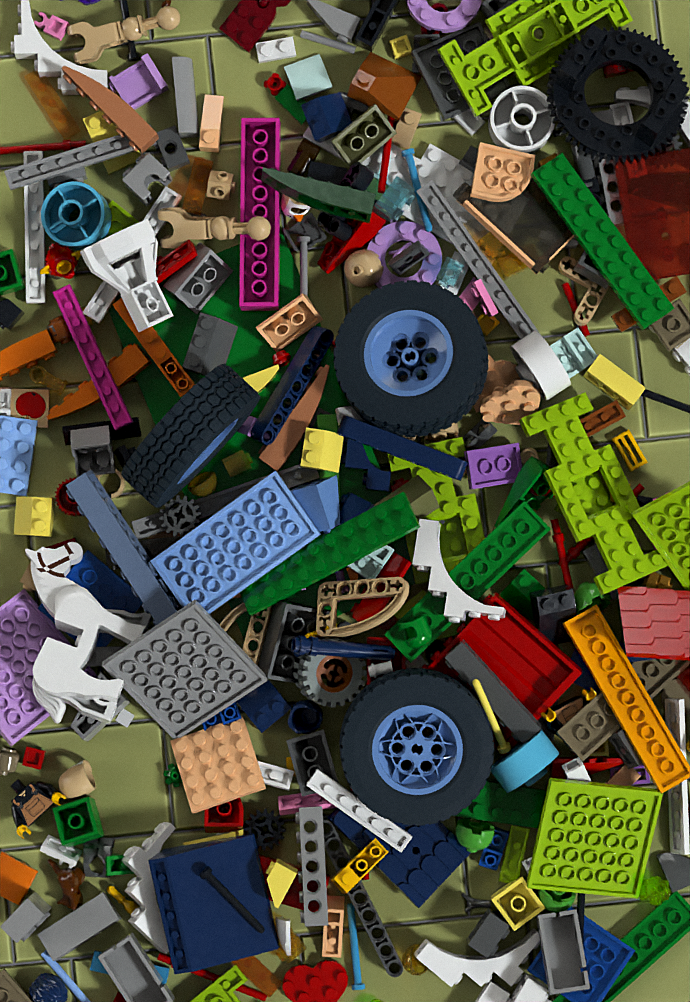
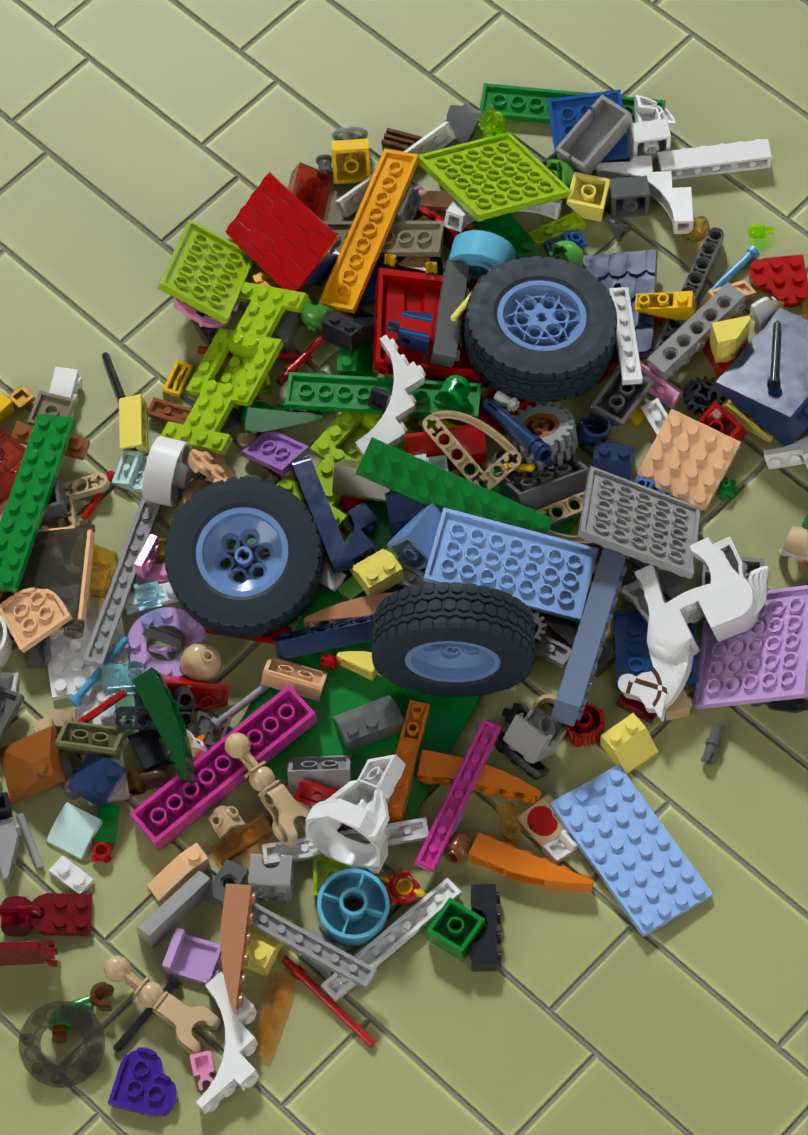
camera: 130 degrees left, 25 degrees down
(460, 571) = (379, 399): none -> black tile
(499, 647) = (412, 330): none -> dark blue torso

